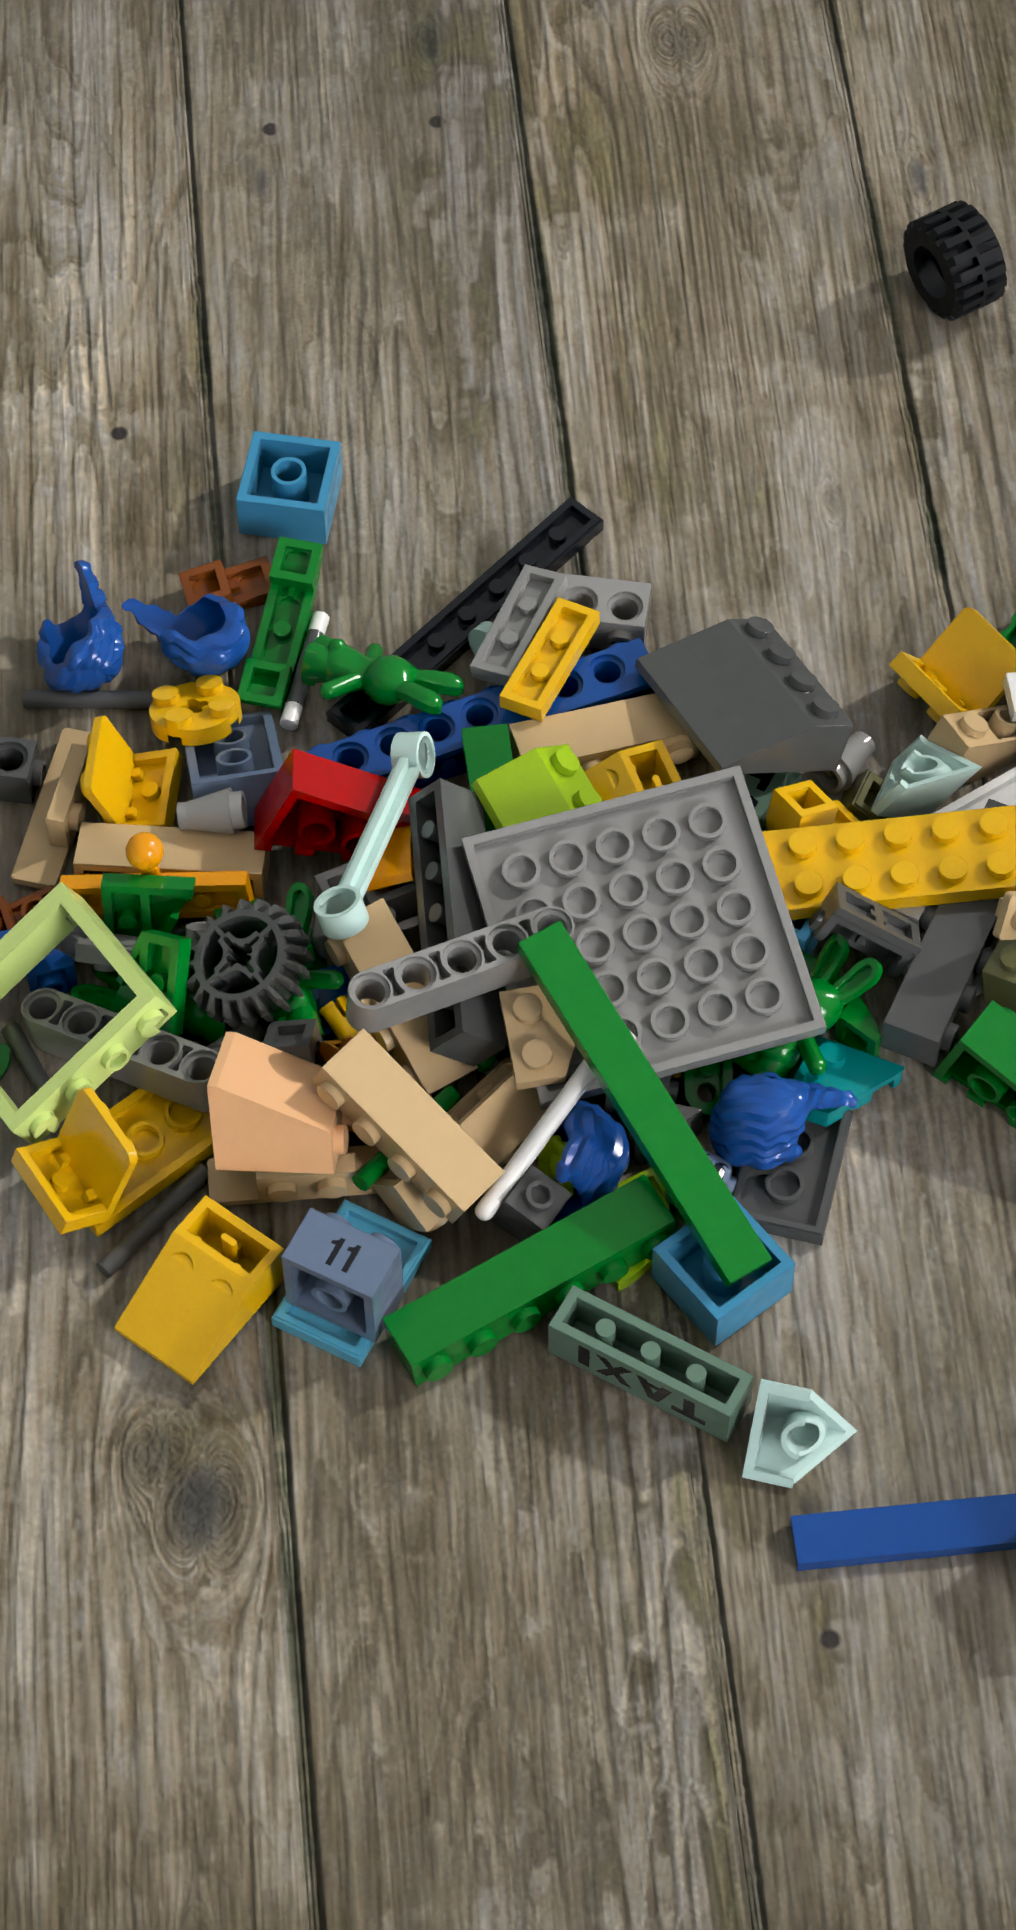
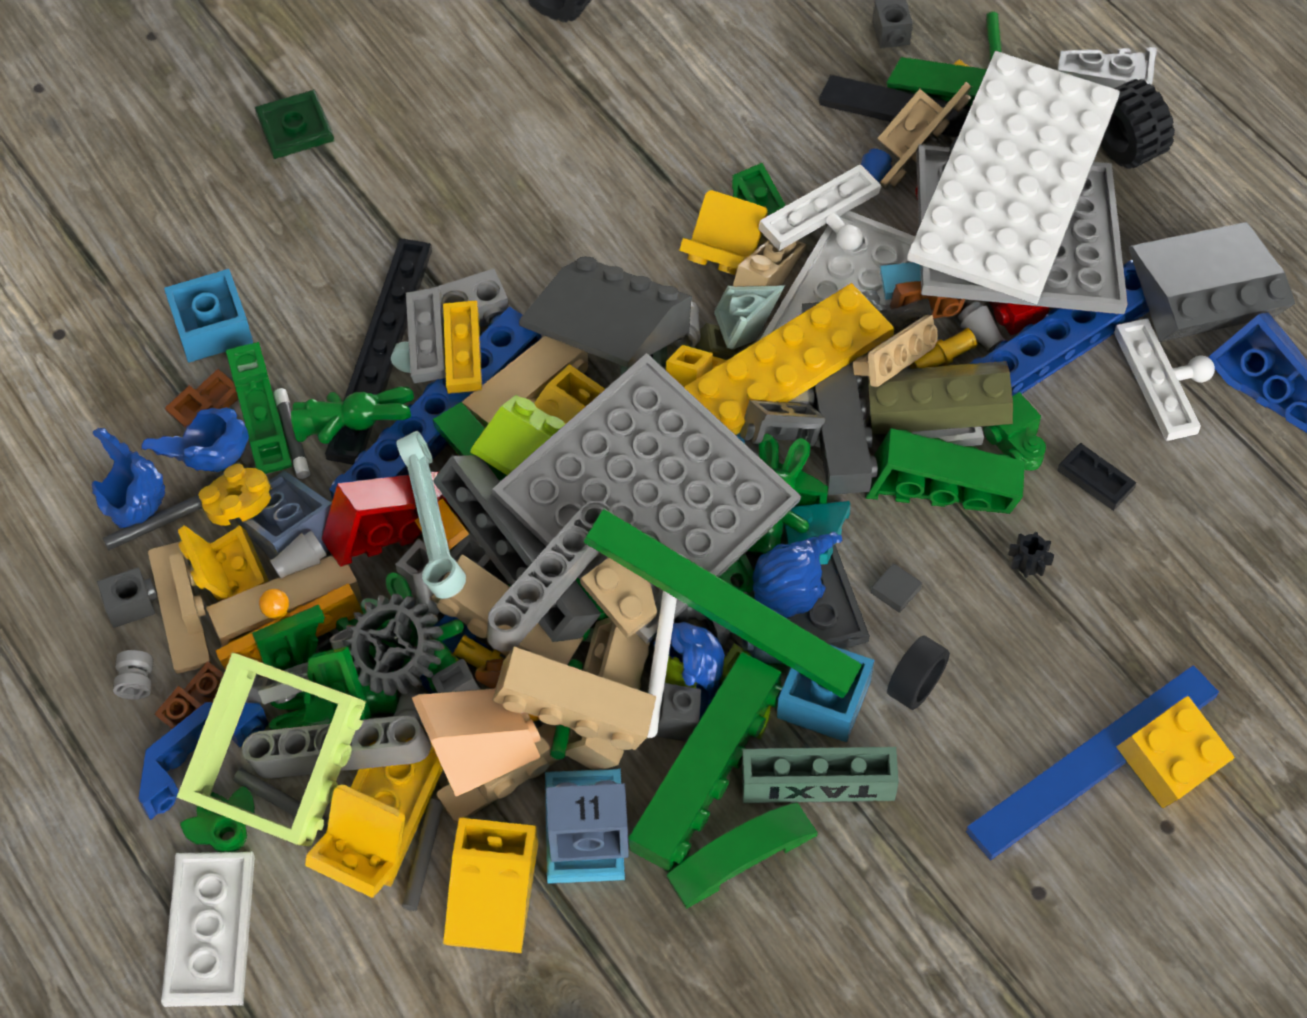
camera: 30 degrees left, 0 degrees up
(510, 1400) = (739, 850): none -> green slope
(534, 302) = (294, 124): none -> dark green tile
(791, 1434) = (931, 774): light aqua slope -> none
(845, 1307) = (918, 672): none -> black tyre
(895, 1198) = (896, 587): none -> dark grey tile

